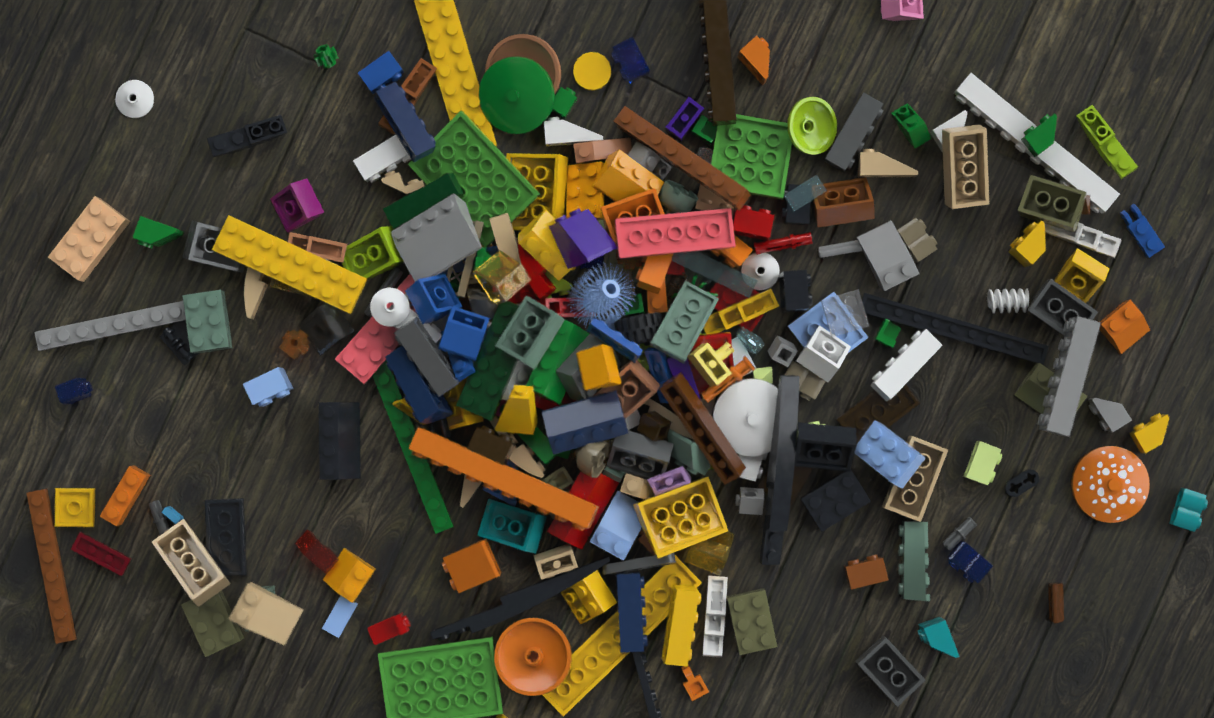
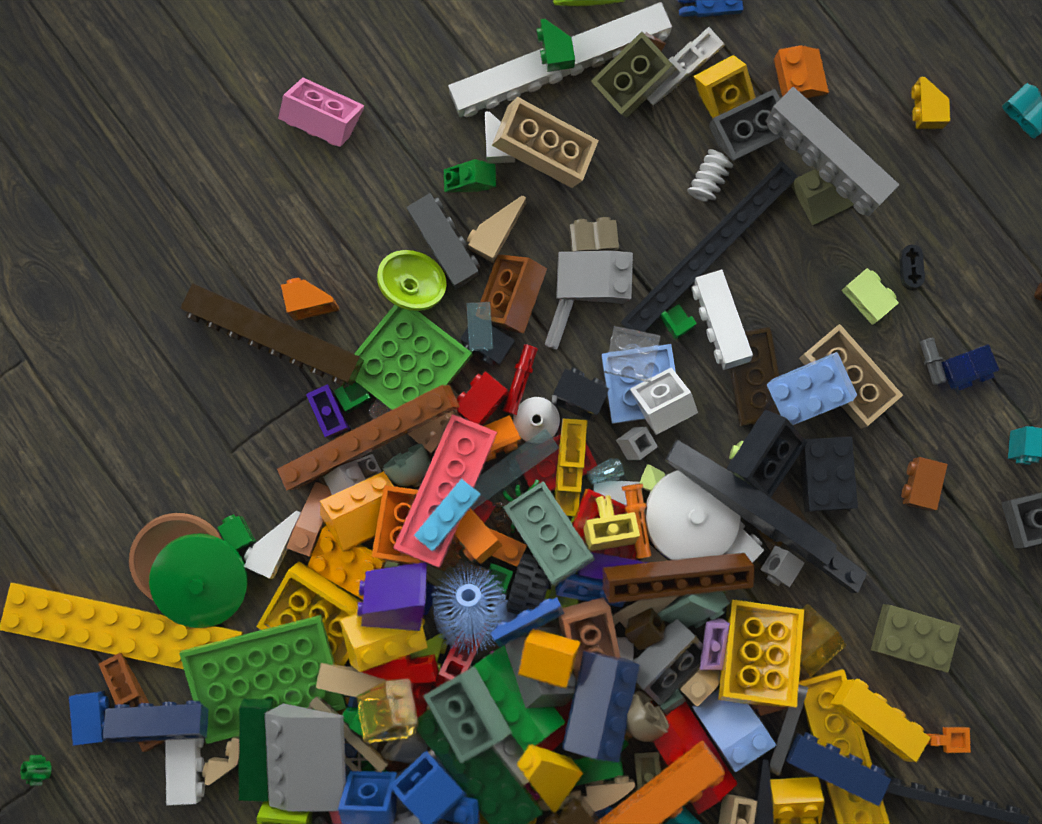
camera: 60 degrees left, 5 degrees down
(592, 71) = (221, 483): yellow tile -> none
(630, 60) = (232, 435): clear blue brick -> none
(658, 243) = (447, 515): none -> medium azure plate
(715, 616) = (888, 675): white slope -> none
(809, 382) = (688, 432): dark tan brick -> none
(914, 560) = (940, 426): sand green wedge -> none
(1029, 246) = (665, 121): yellow slope -> none
(1110, 484) = (961, 176): orange dish -> none
(1111, 414) = (889, 135): light grey slope -> none

